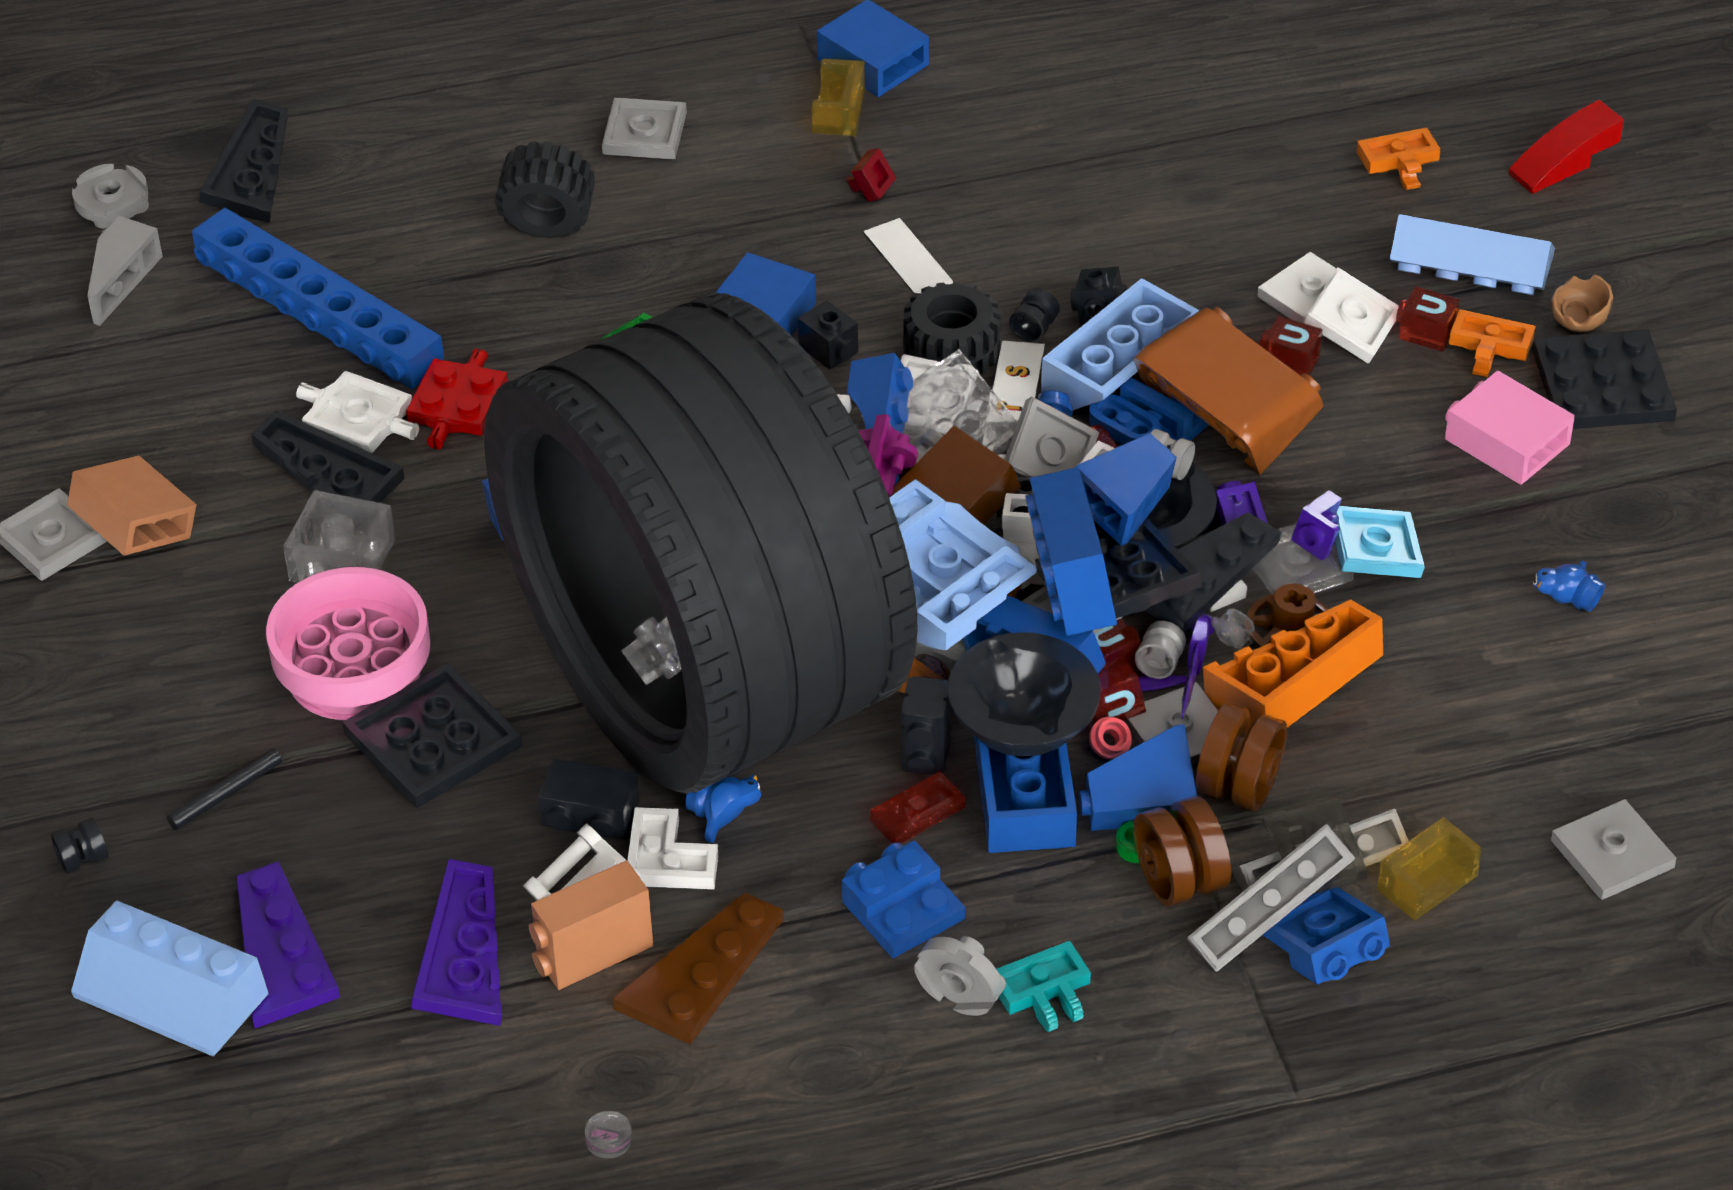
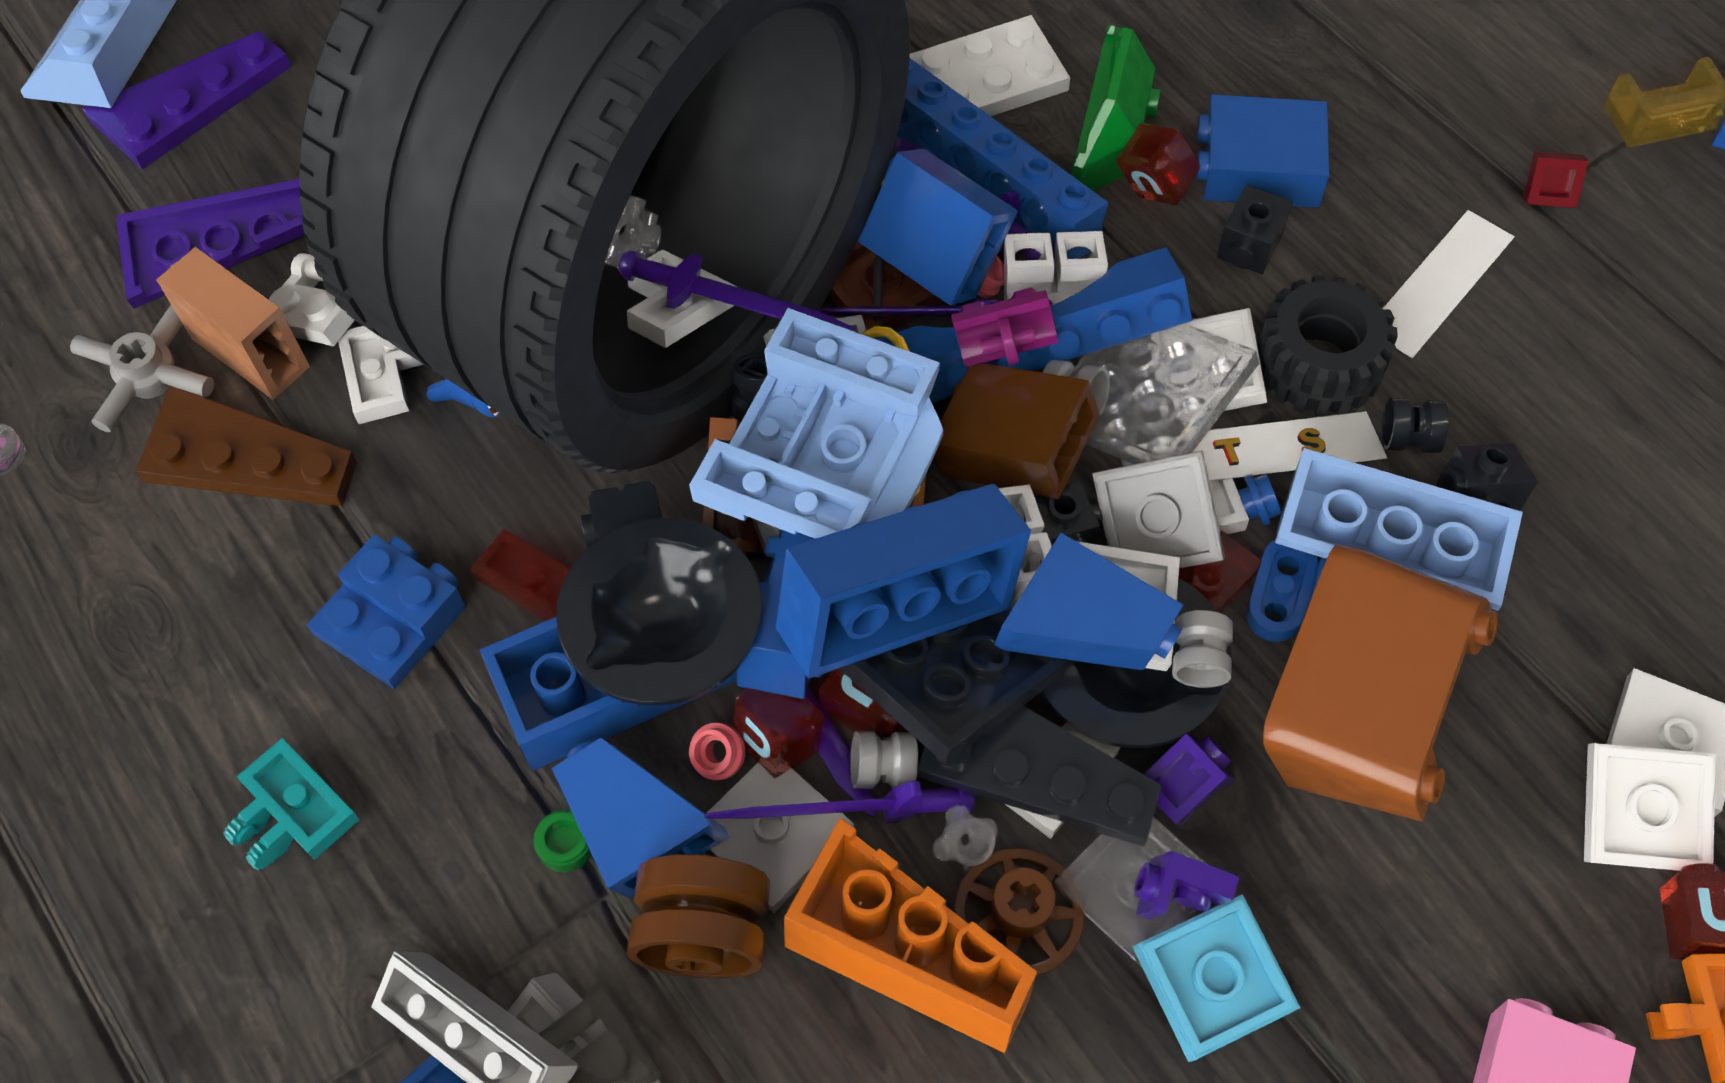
camera: 70 degrees right, 15 degrees up
(584, 1010) = (140, 368): none -> light grey bar
(959, 974) = (247, 703): light grey plate -> none
(1182, 850) = (509, 894): reddish brown wheel -> none
(1293, 344) = (1534, 747): clear red brick -> none

